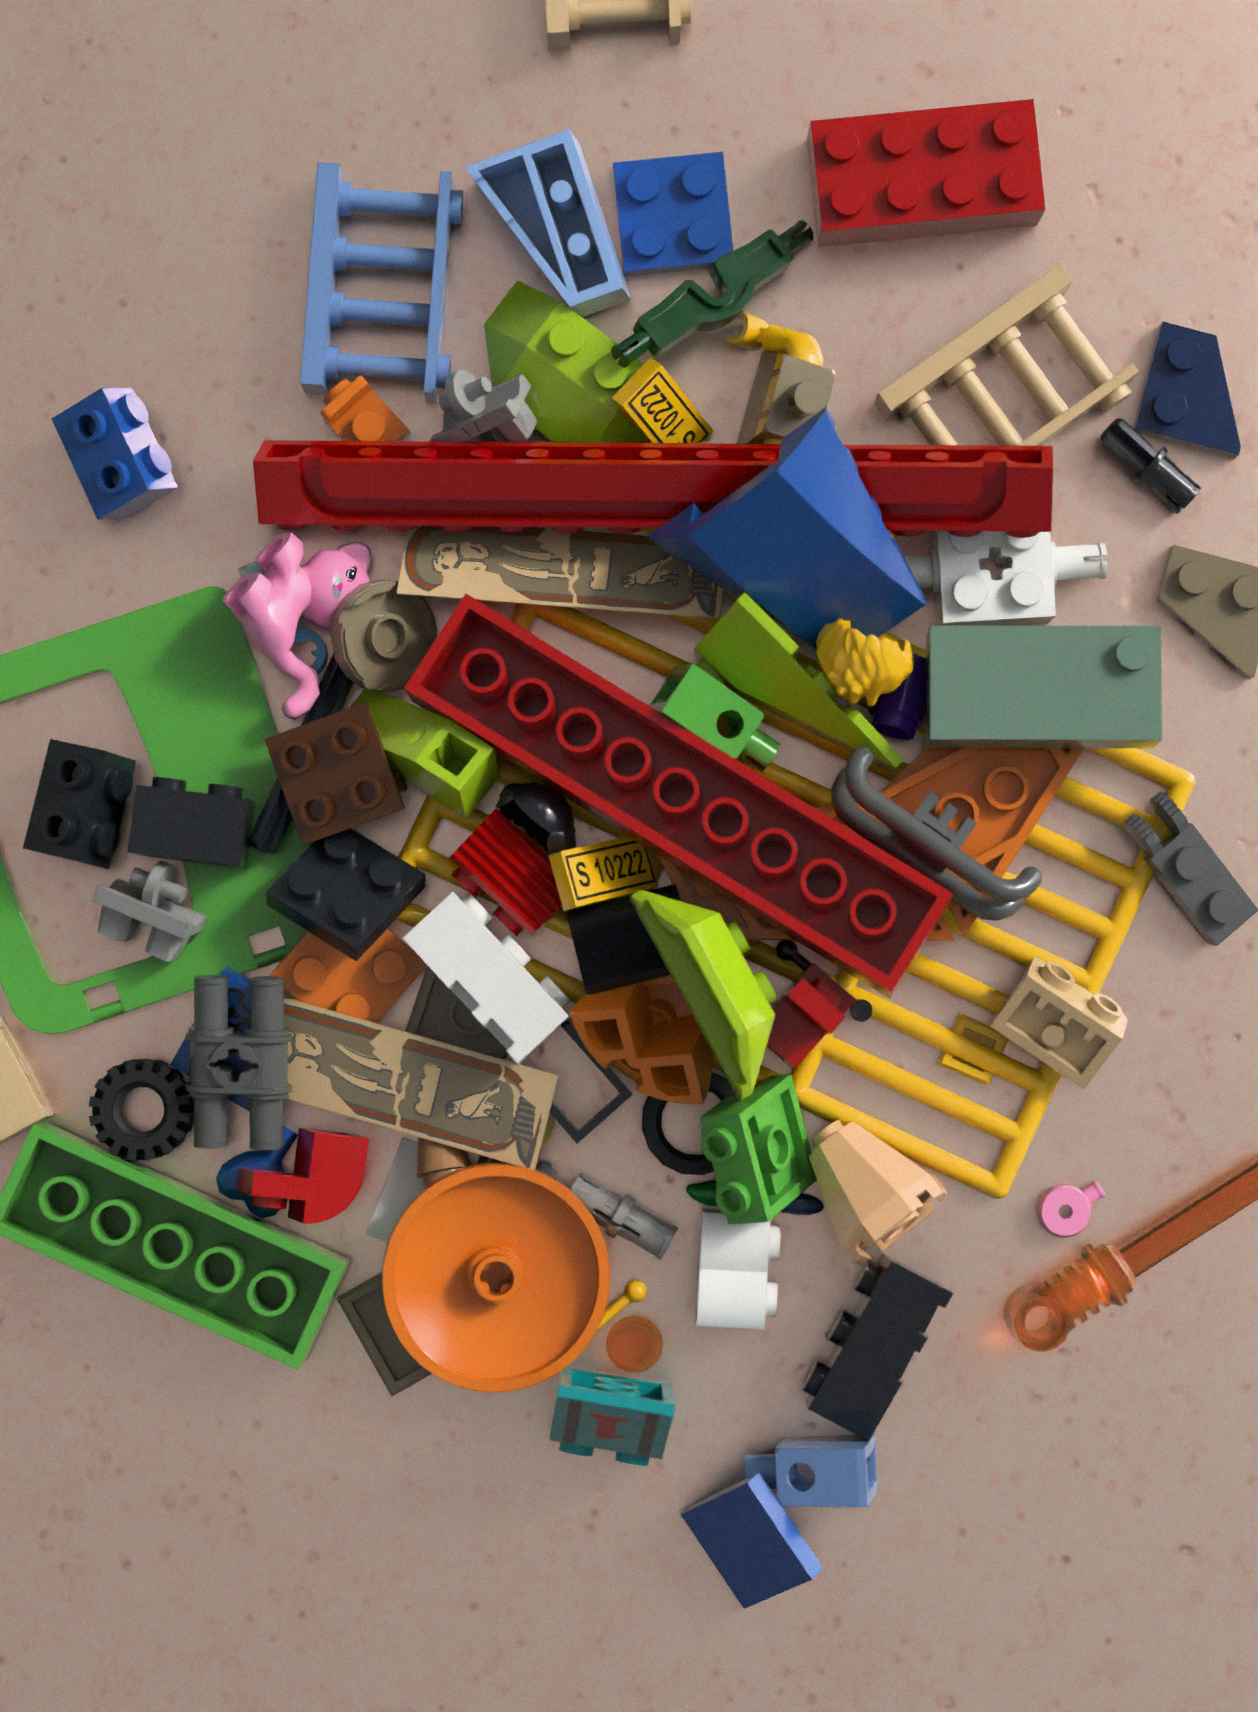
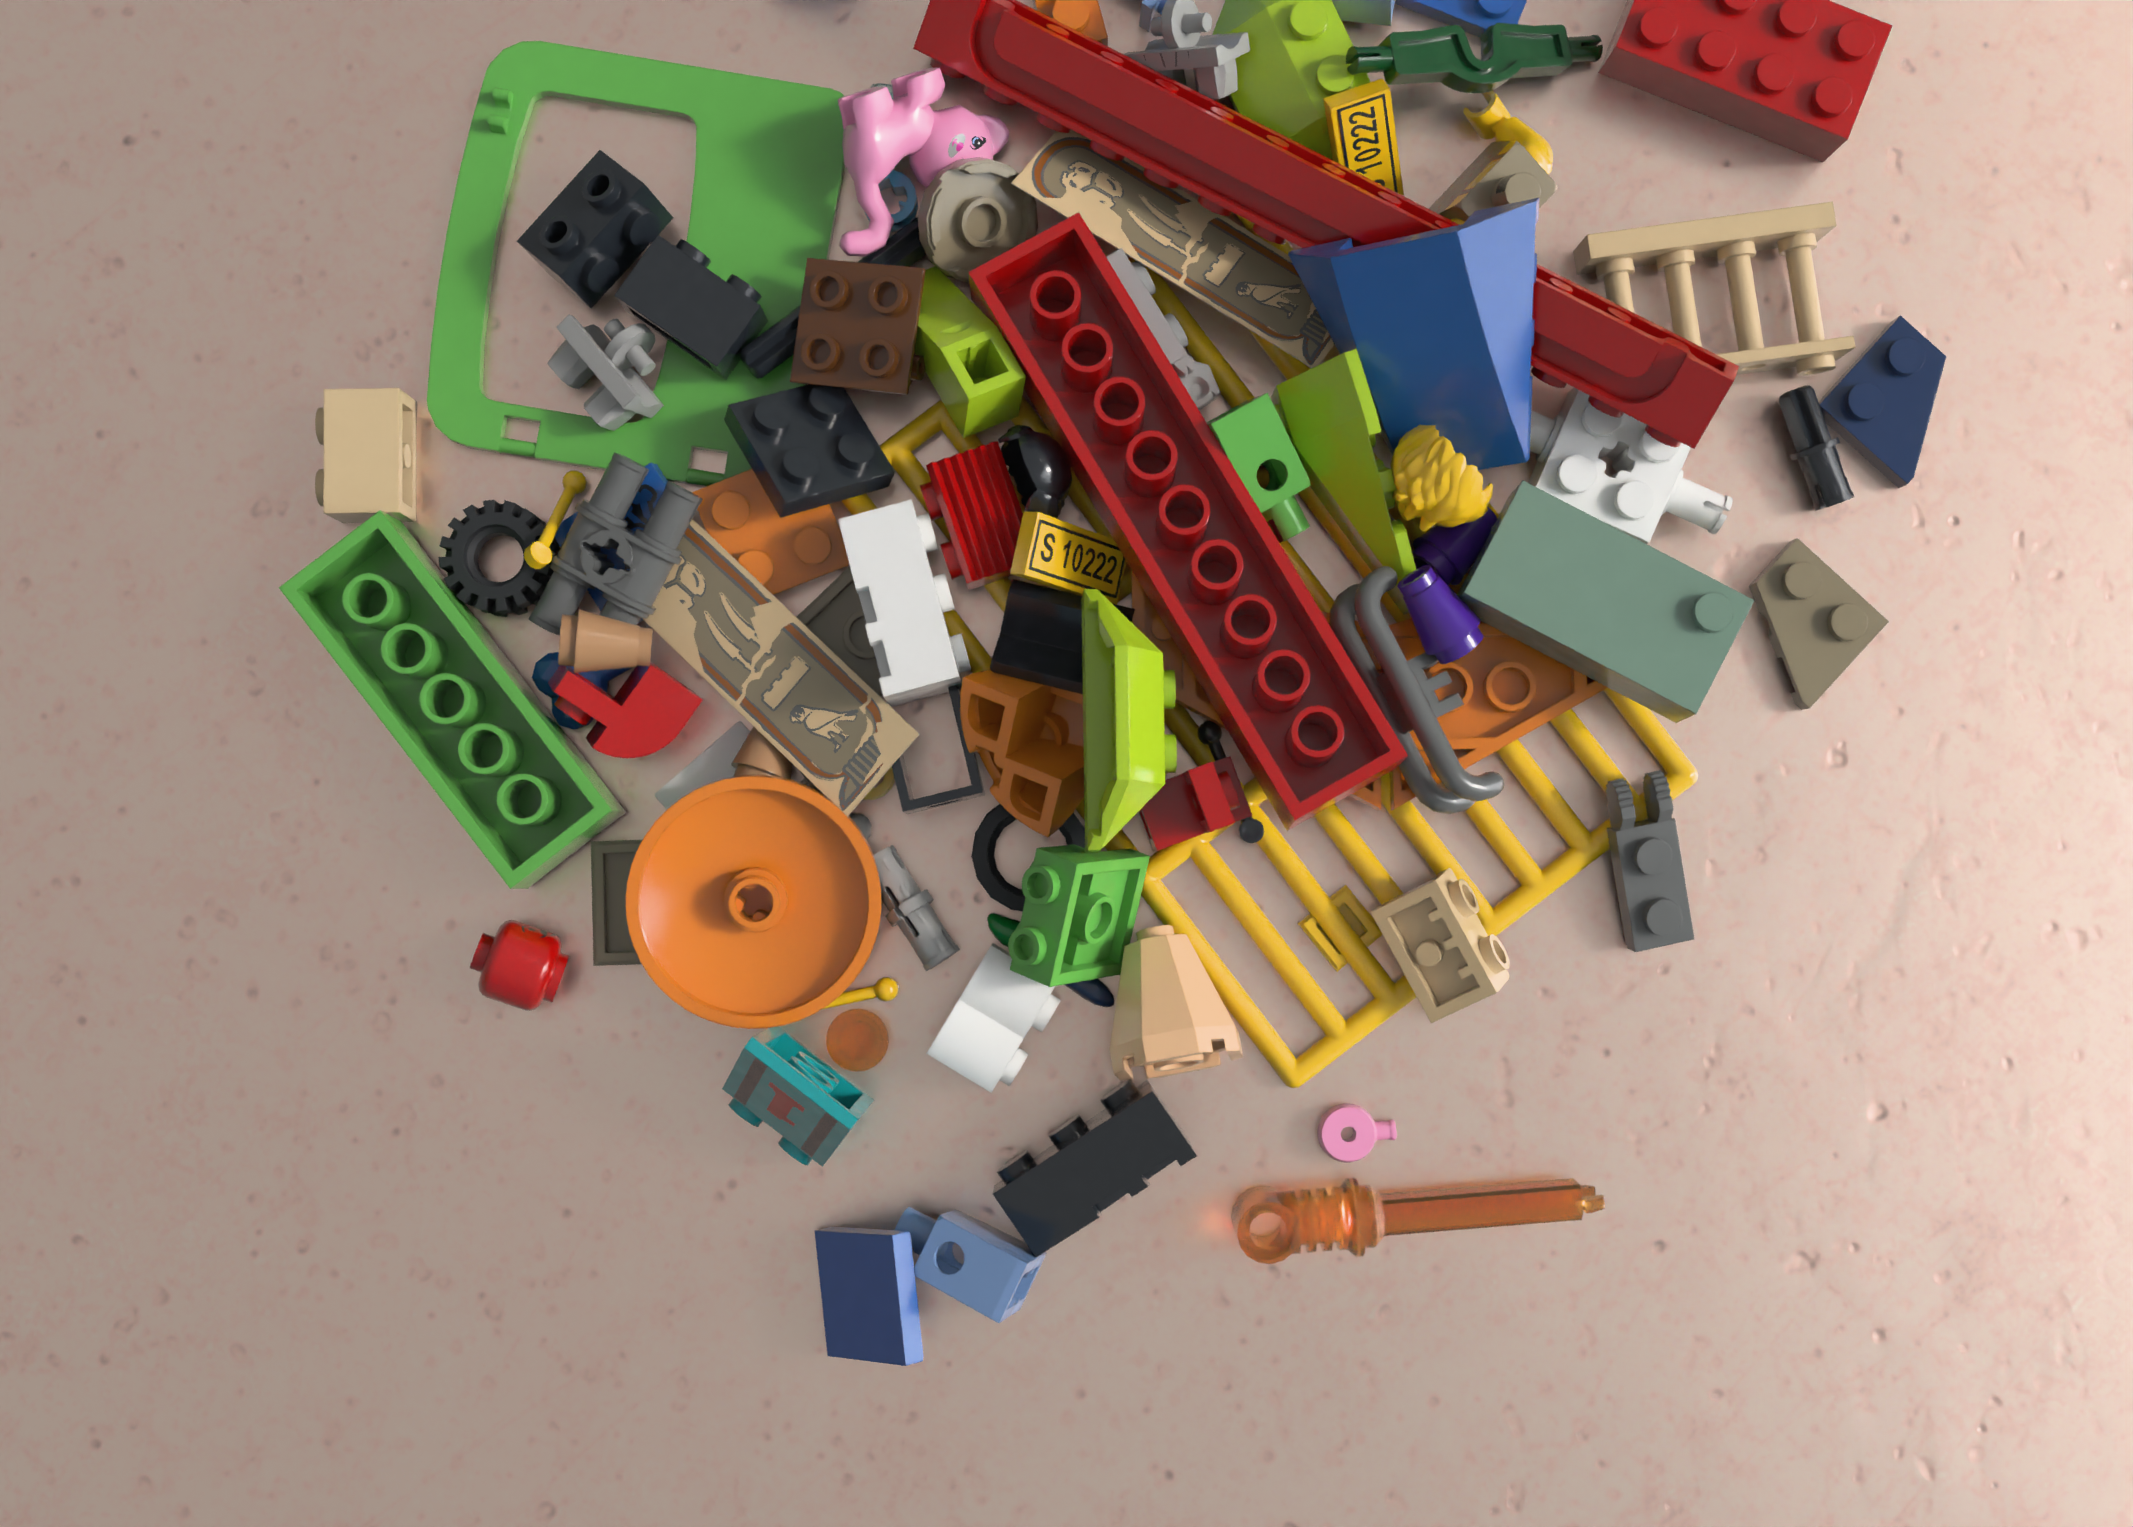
camera: 25 degrees right, 0 degrees up
(176, 1091) = (539, 553): none -> yellow hinge
(268, 1136) = (602, 643): none -> medium nougat cone
(333, 1427) = (519, 965): none -> red head
(584, 649) = (1166, 329): none -> light grey hinge
(921, 765) = (1439, 615): none -> dark purple cone

